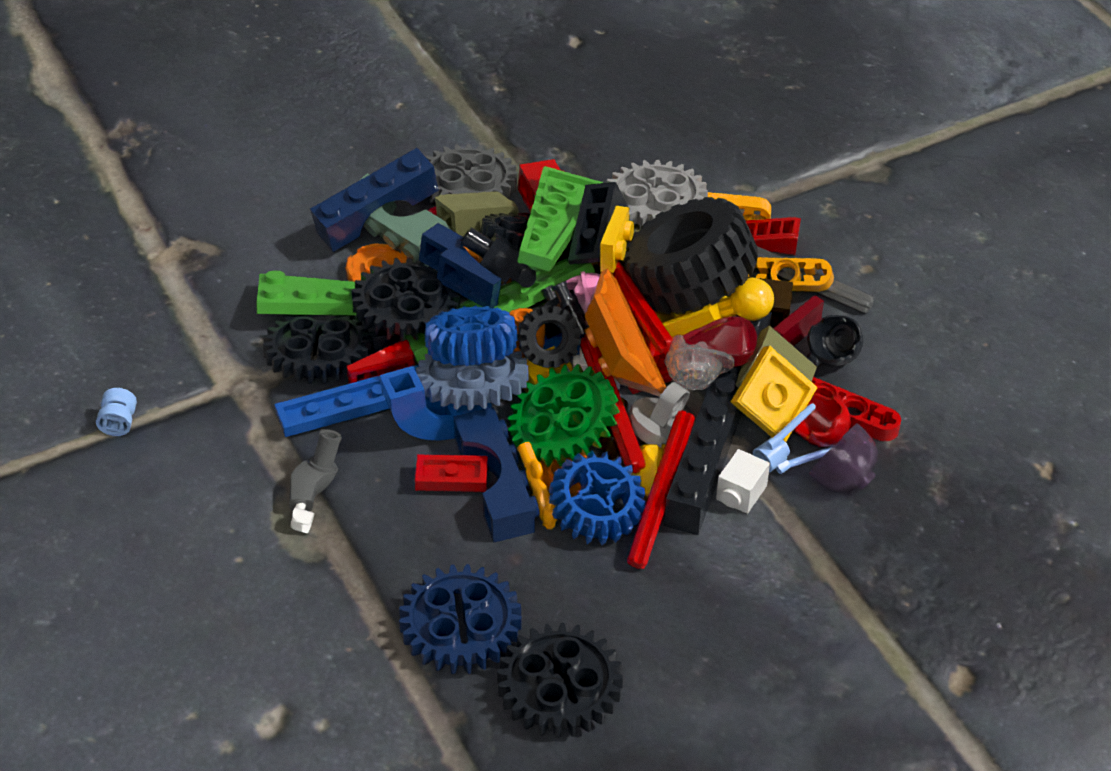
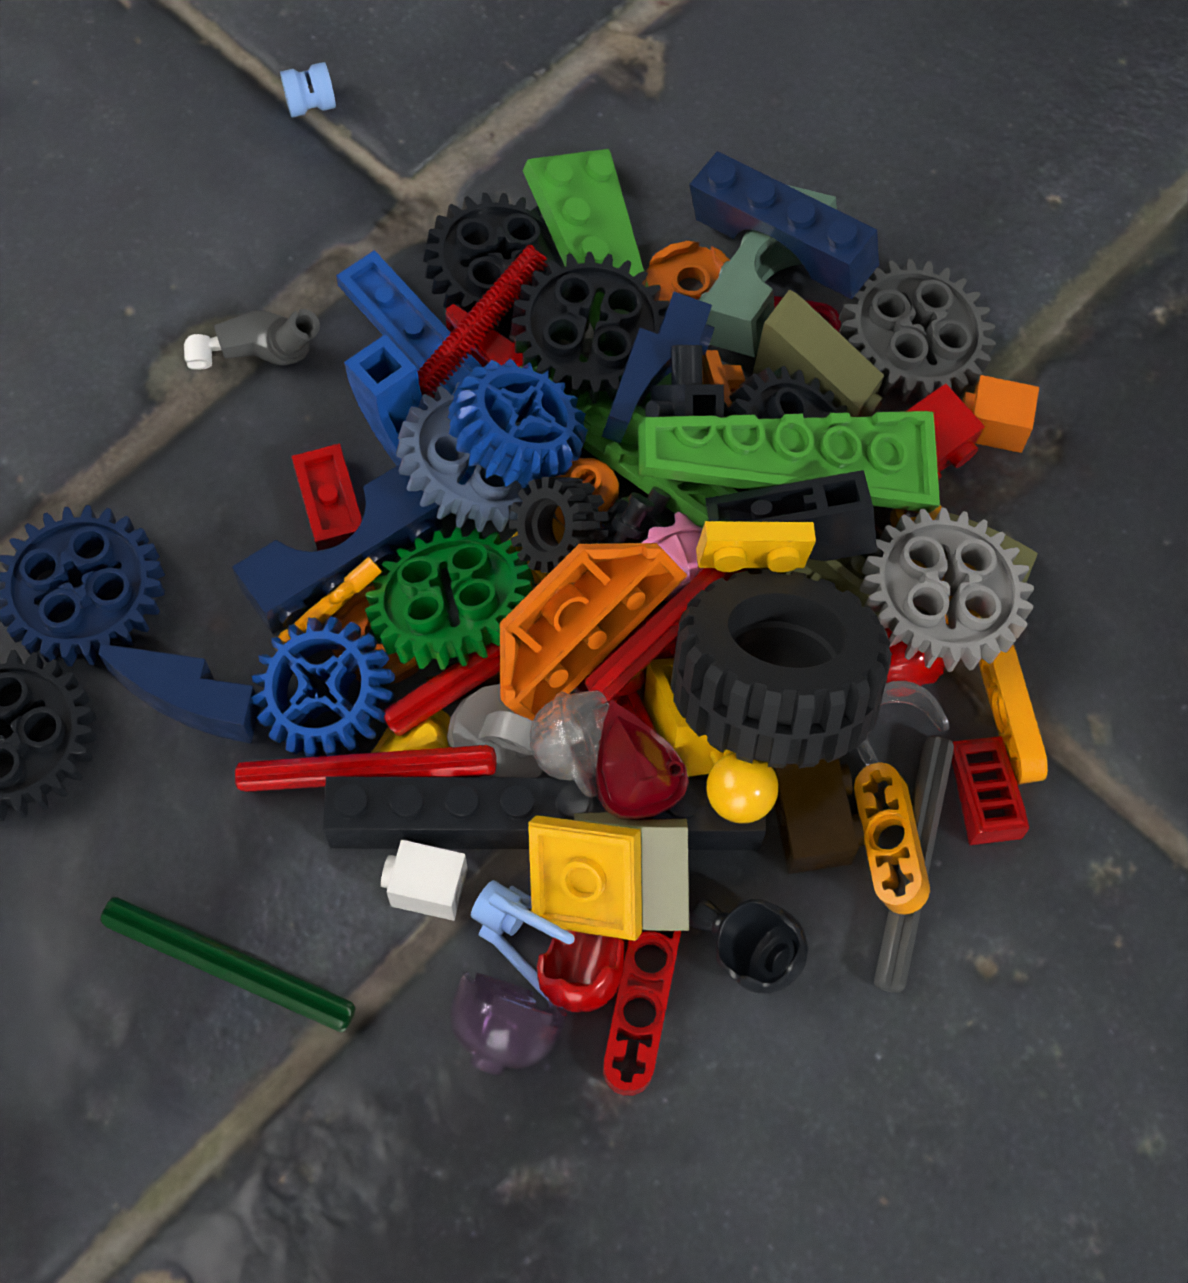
camera: 70 degrees right, 20 degrees up
(363, 341) = (479, 320): none -> red axle
(540, 149) = (1005, 411): none -> orange brick
(566, 576) = (185, 691): none -> dark blue slope
(761, 598) = (228, 964): none -> dark green axle
(798, 323) = (784, 882): dark red tile -> none

